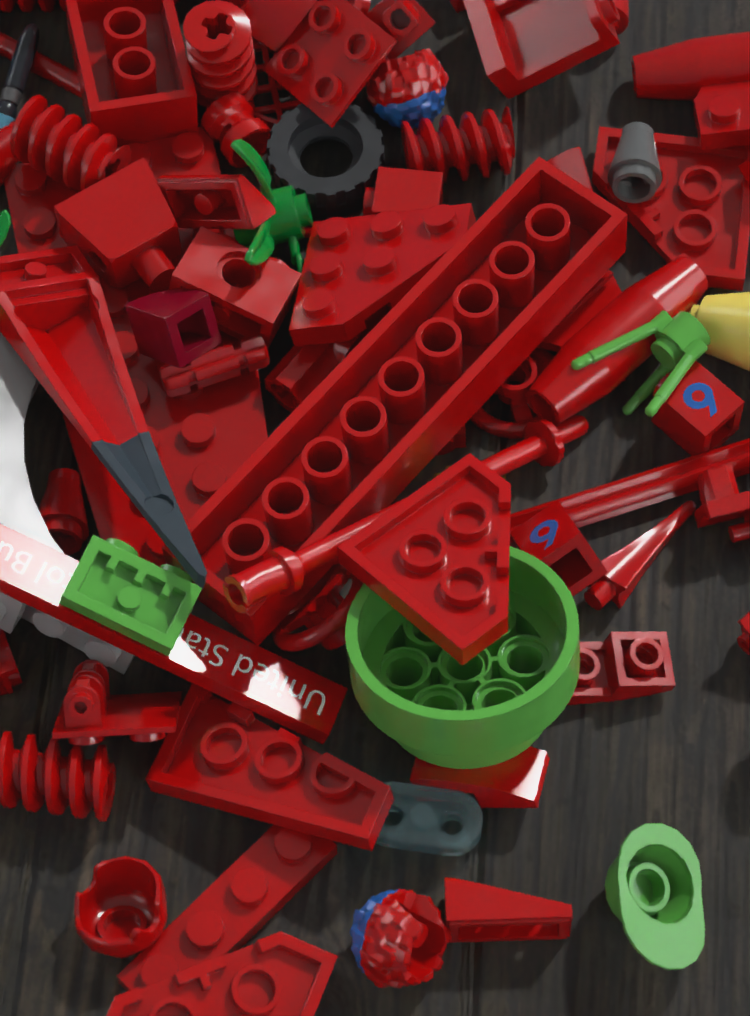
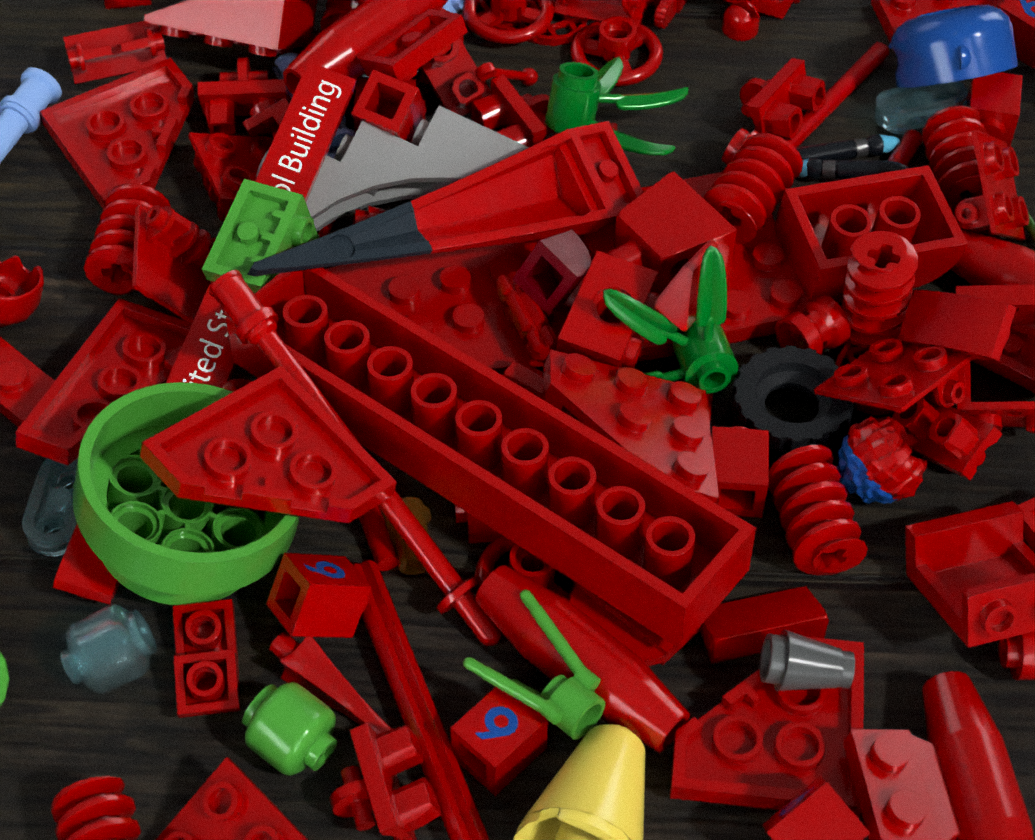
camera: 85 degrees right, 10 degrees down
(607, 749) = (108, 648): none -> clear light blue head
(695, 580) = (290, 728): none -> bright green head

